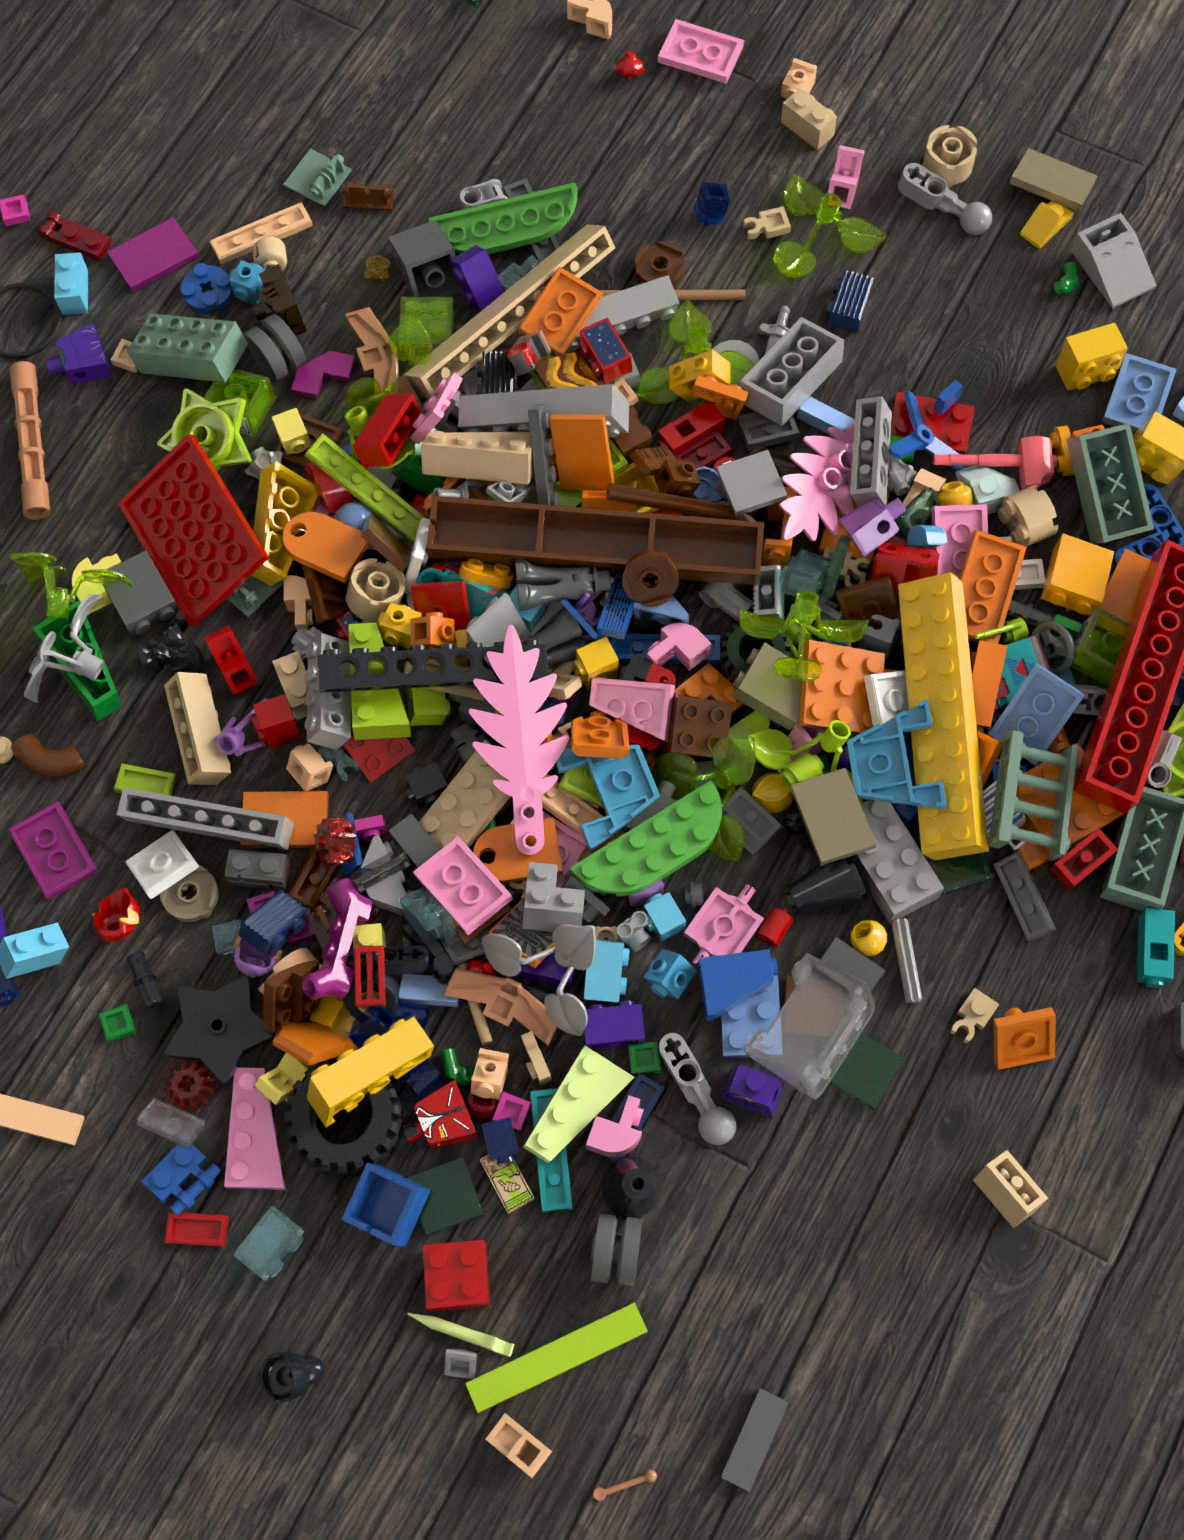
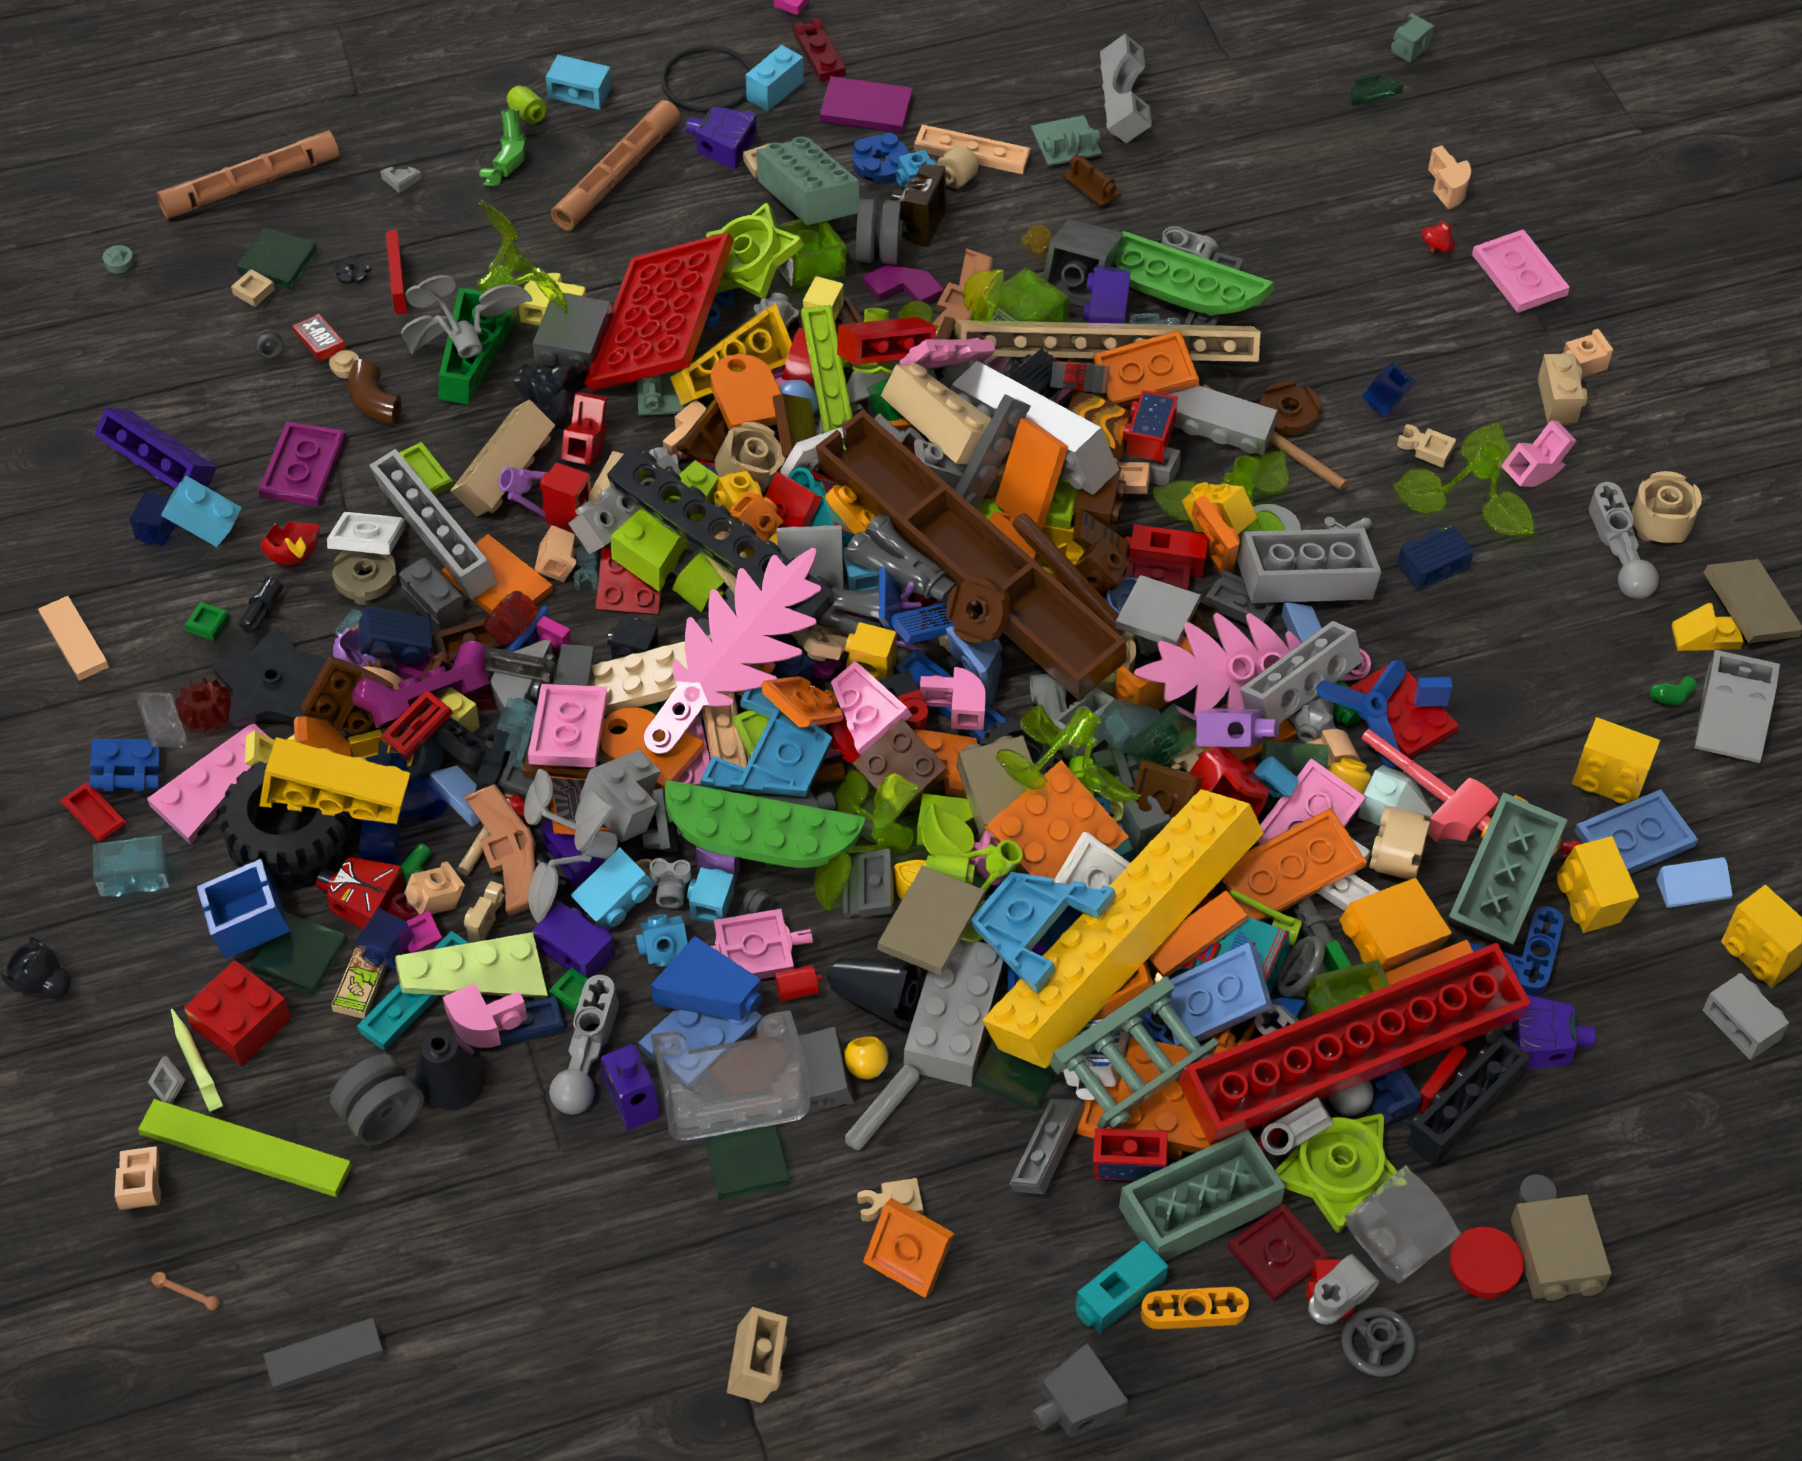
camera: 40 degrees right, 15 degrees down
(301, 91) = (1120, 67): none -> light grey arch

